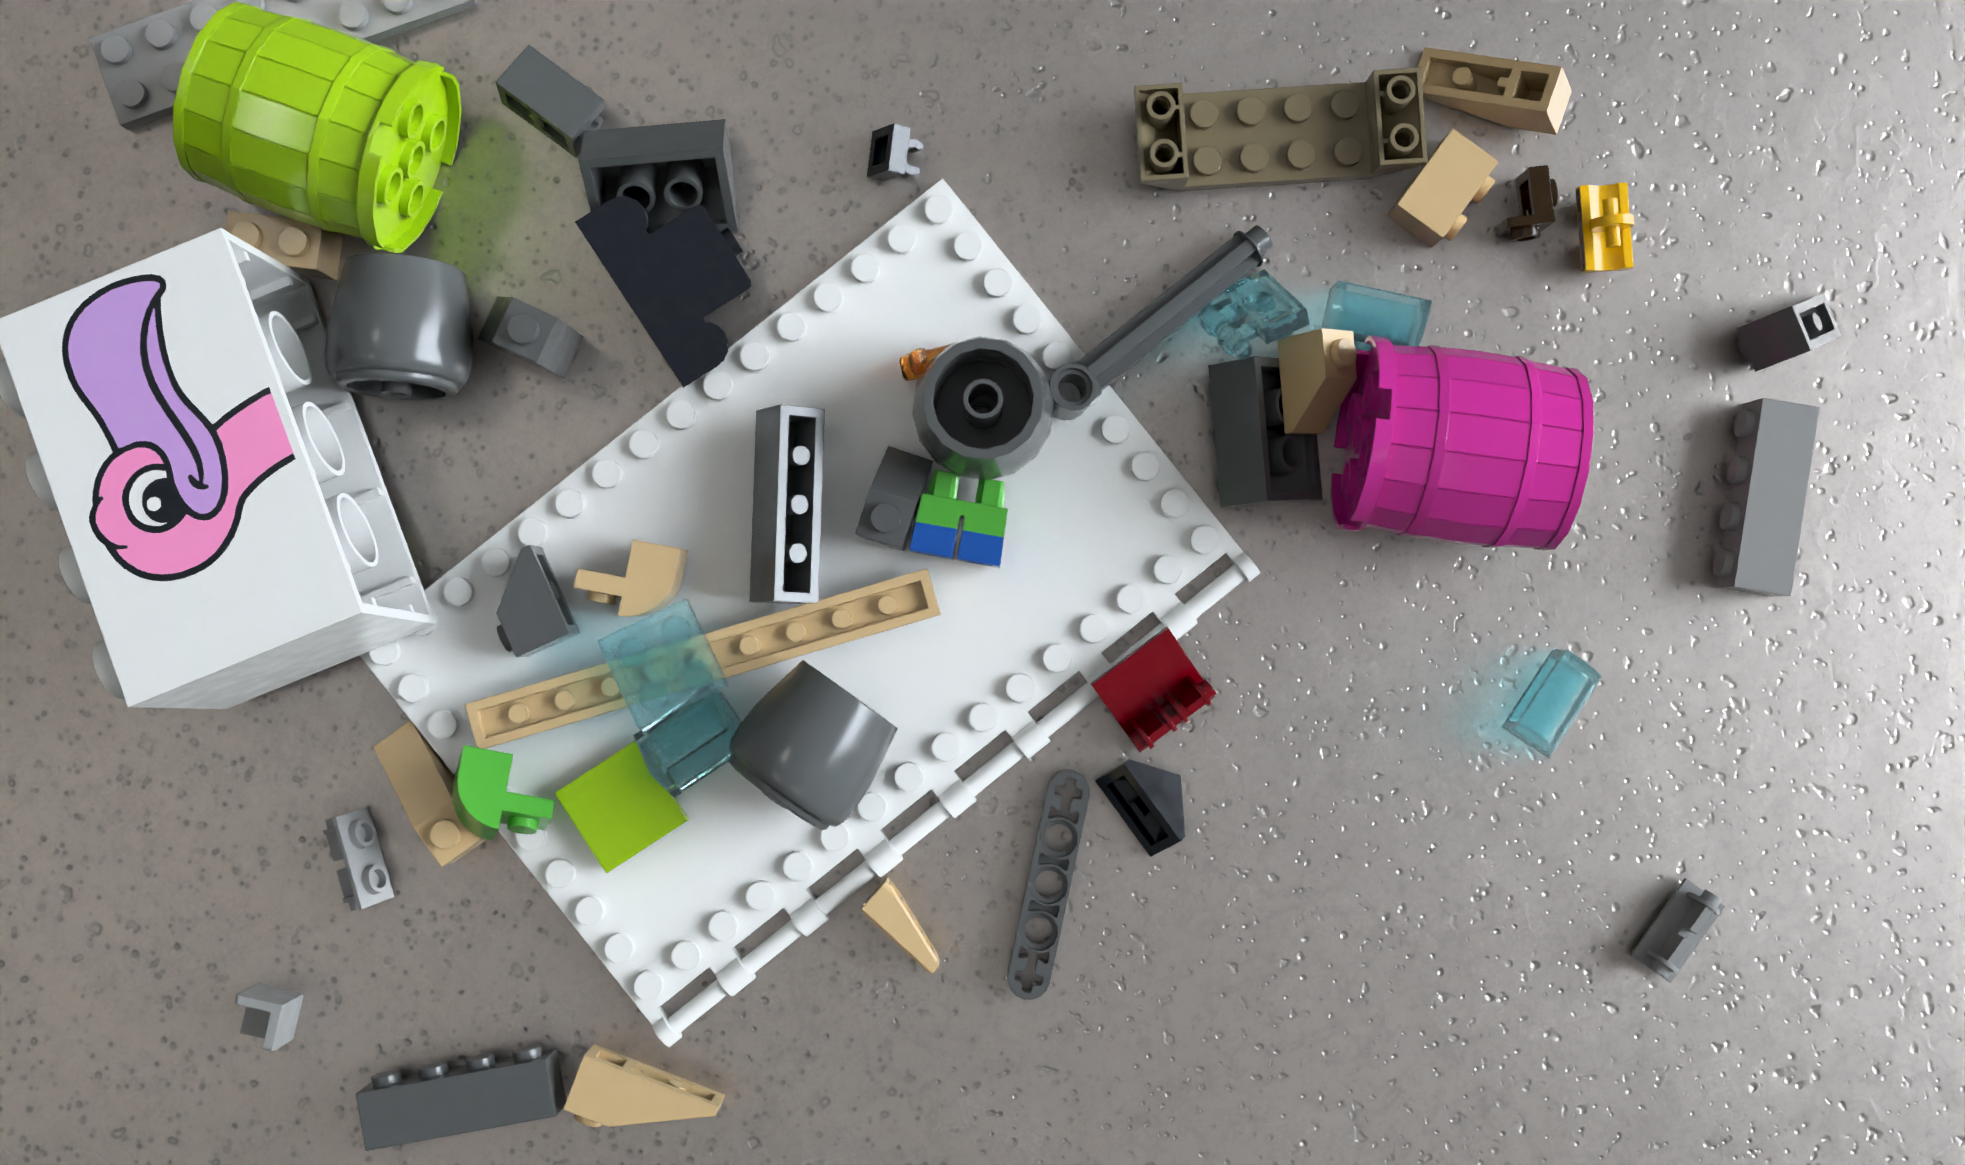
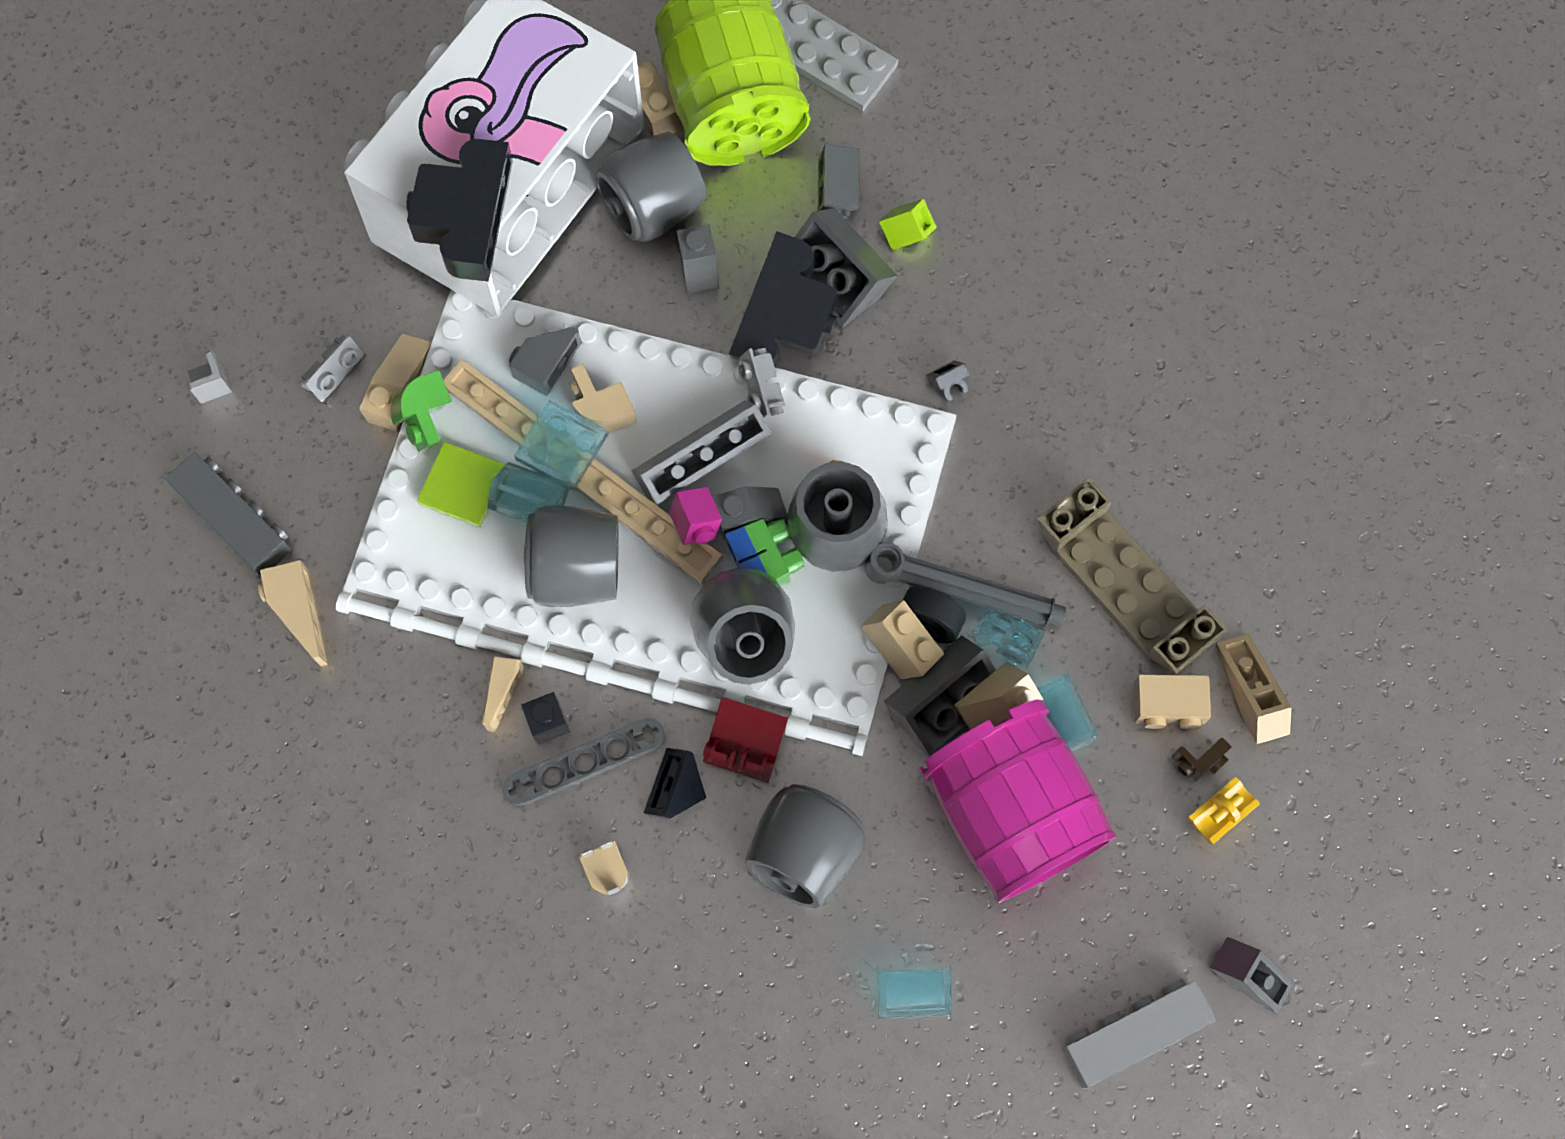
camera: 55 degrees right, 15 degrees down
(288, 594) = (463, 207): none -> black brick
(666, 59) = (907, 224): none -> lime panel
(728, 373) = (755, 369): none -> light grey hinge
(863, 568) = (695, 516): none -> dark pink brick
(971, 895) = (545, 718): none -> black brick
(1044, 609) = (743, 625): none -> dark grey piece
(1164, 381) = (936, 612): none -> black tyre
(1171, 436) = (902, 639): none -> tan brick
(1189, 944) = (605, 868): none -> tan piece
(1323, 710) = (804, 845): none -> dark grey piece

